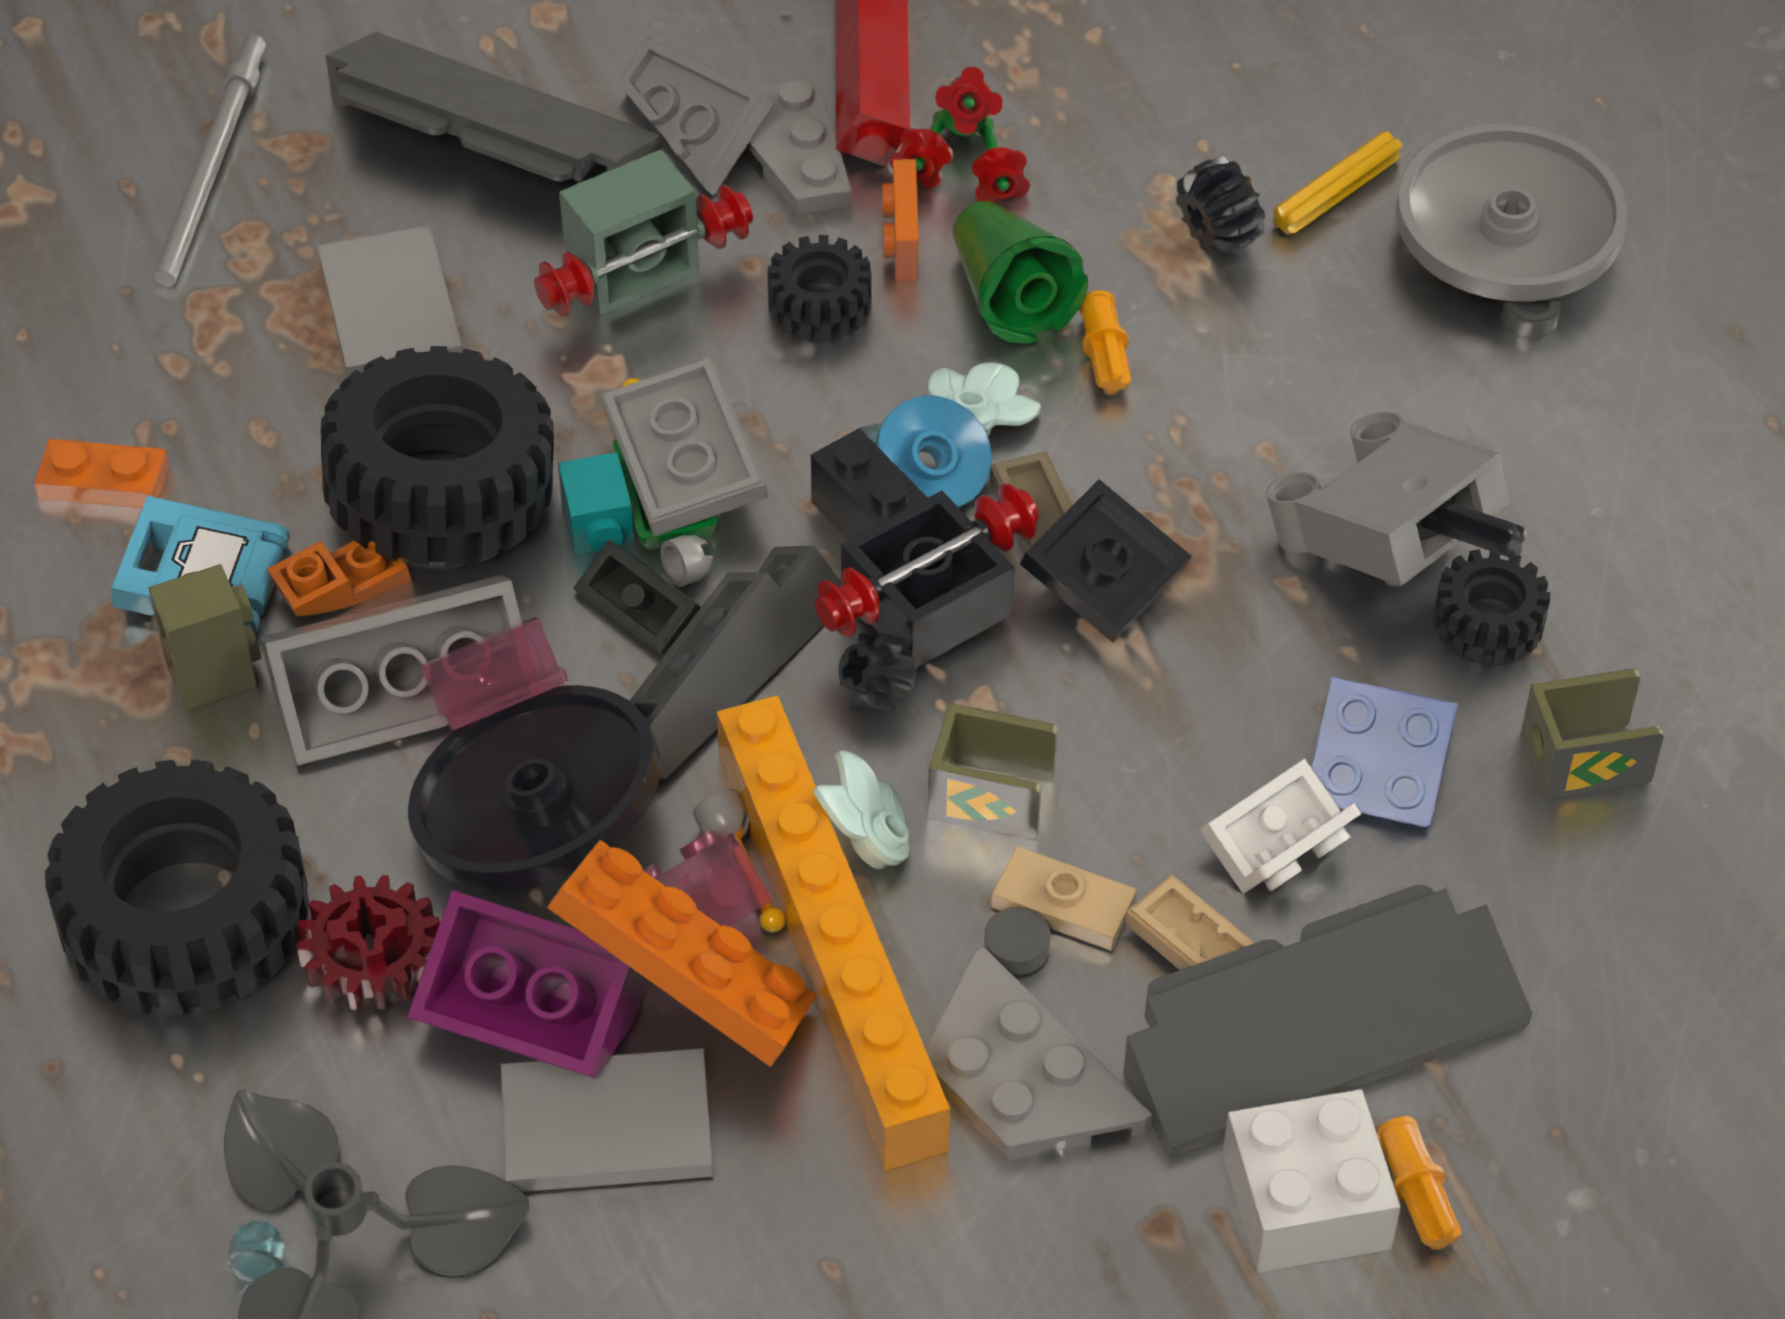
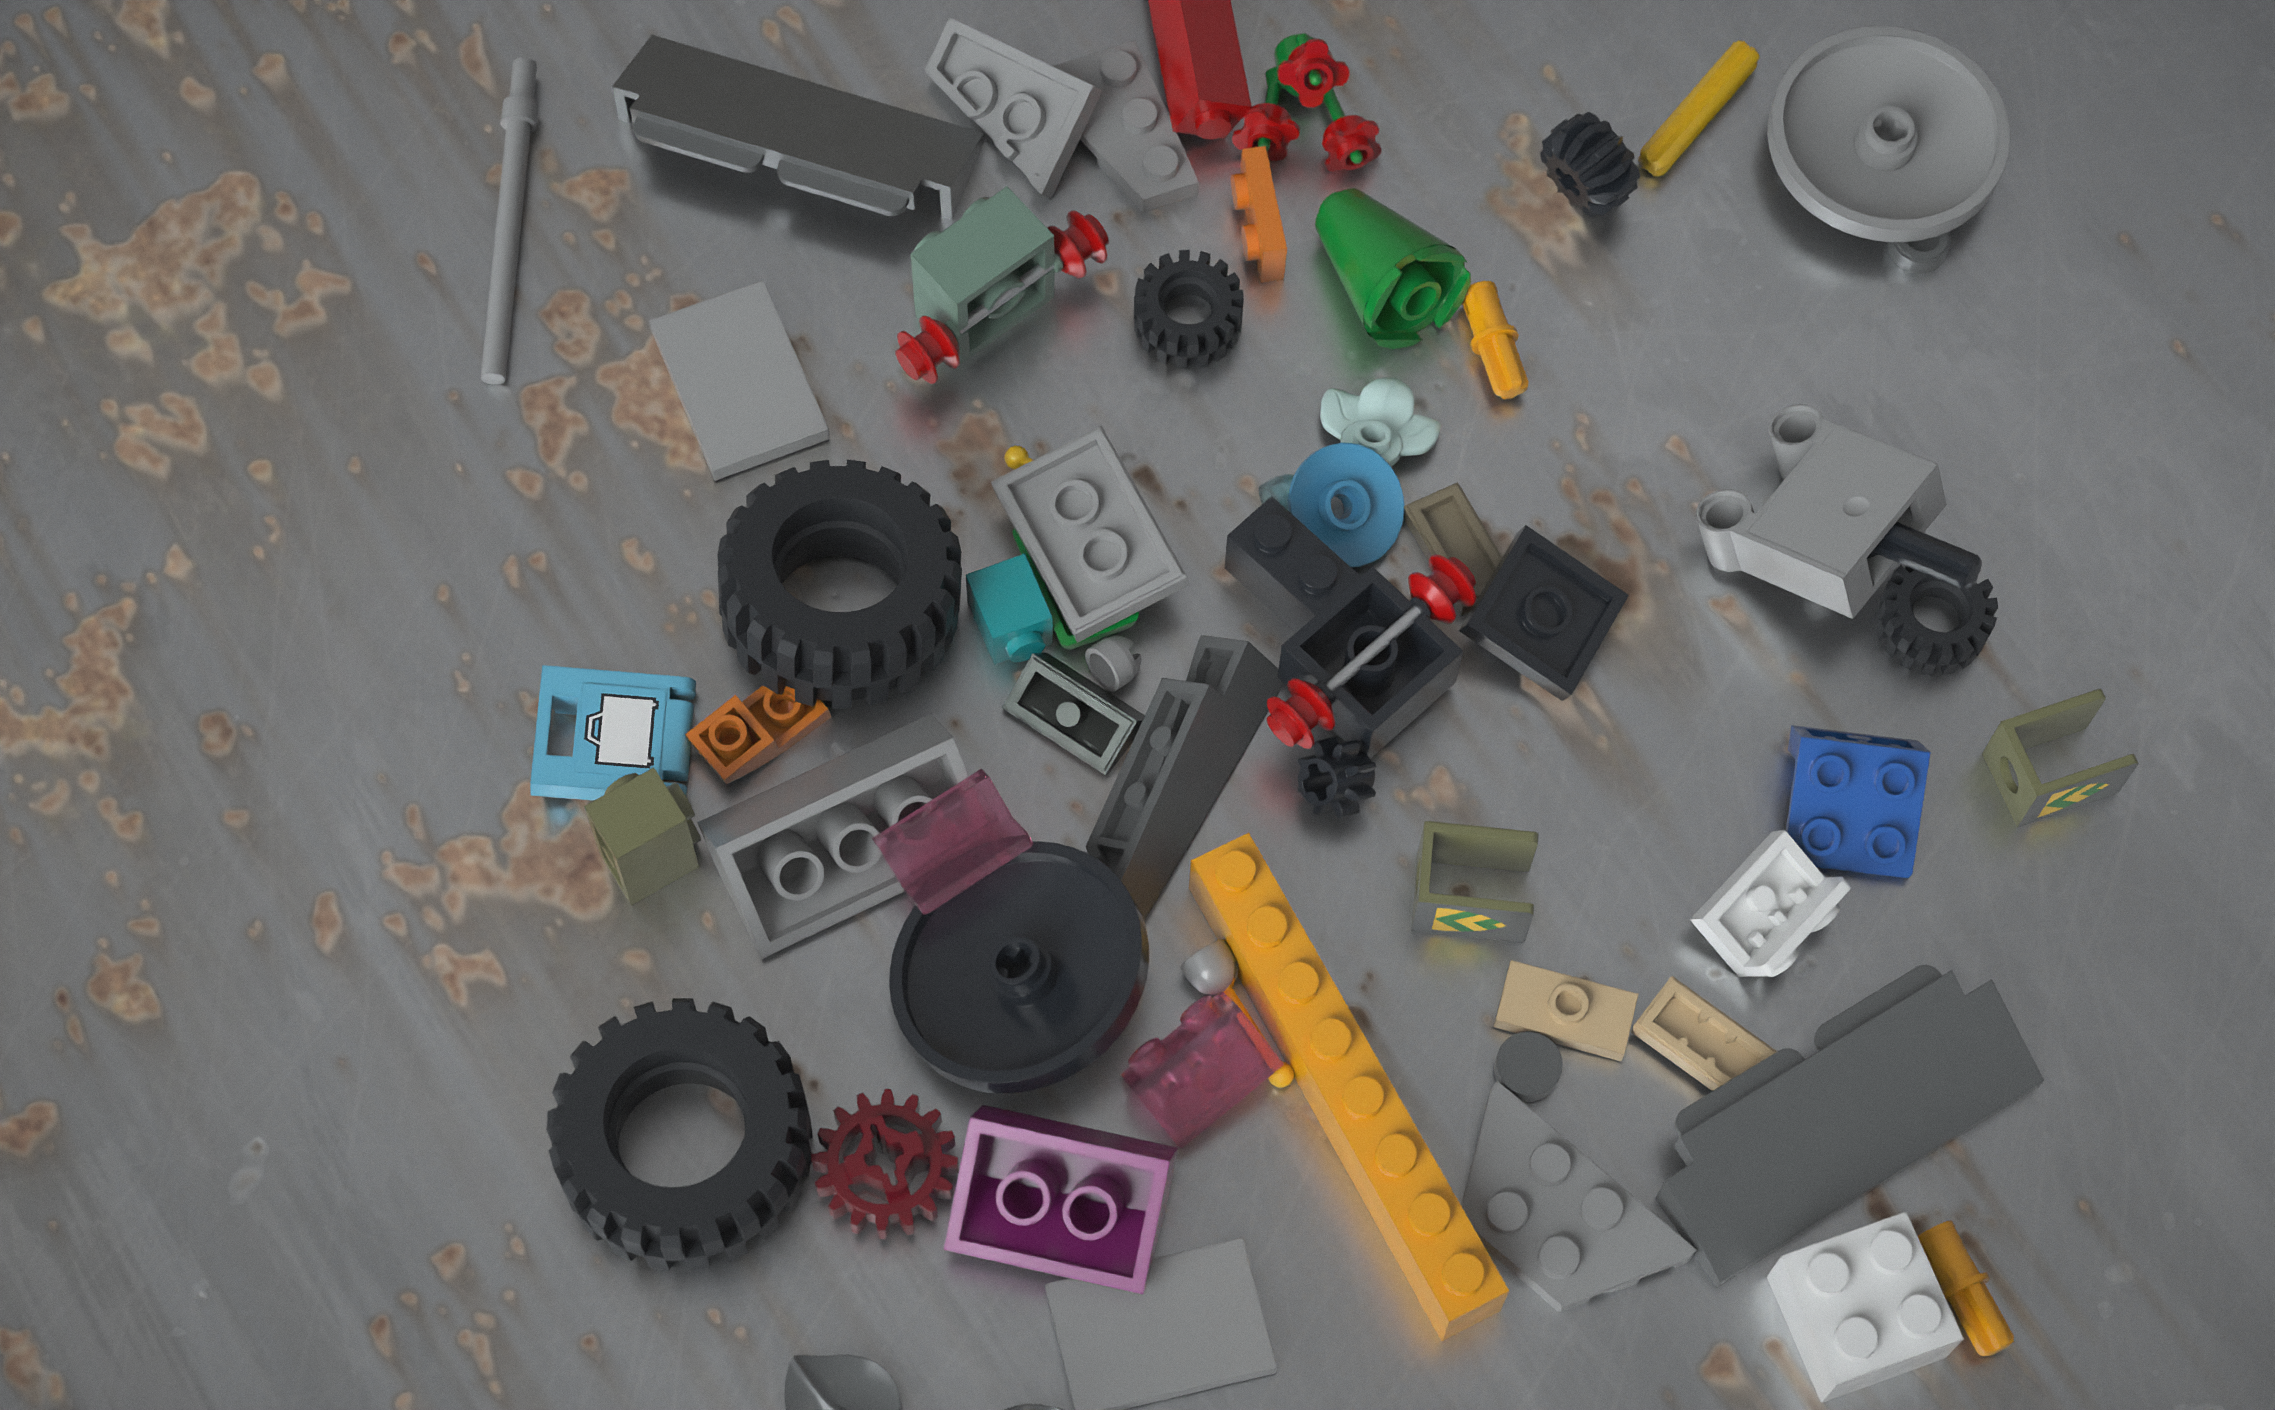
camera: 10 degrees left, 15 degrees up
(100, 473) = (481, 632): orange plate -> none
(684, 951) = (1214, 1153): orange plate -> none
(866, 812) = (1358, 947): light aqua plate -> none

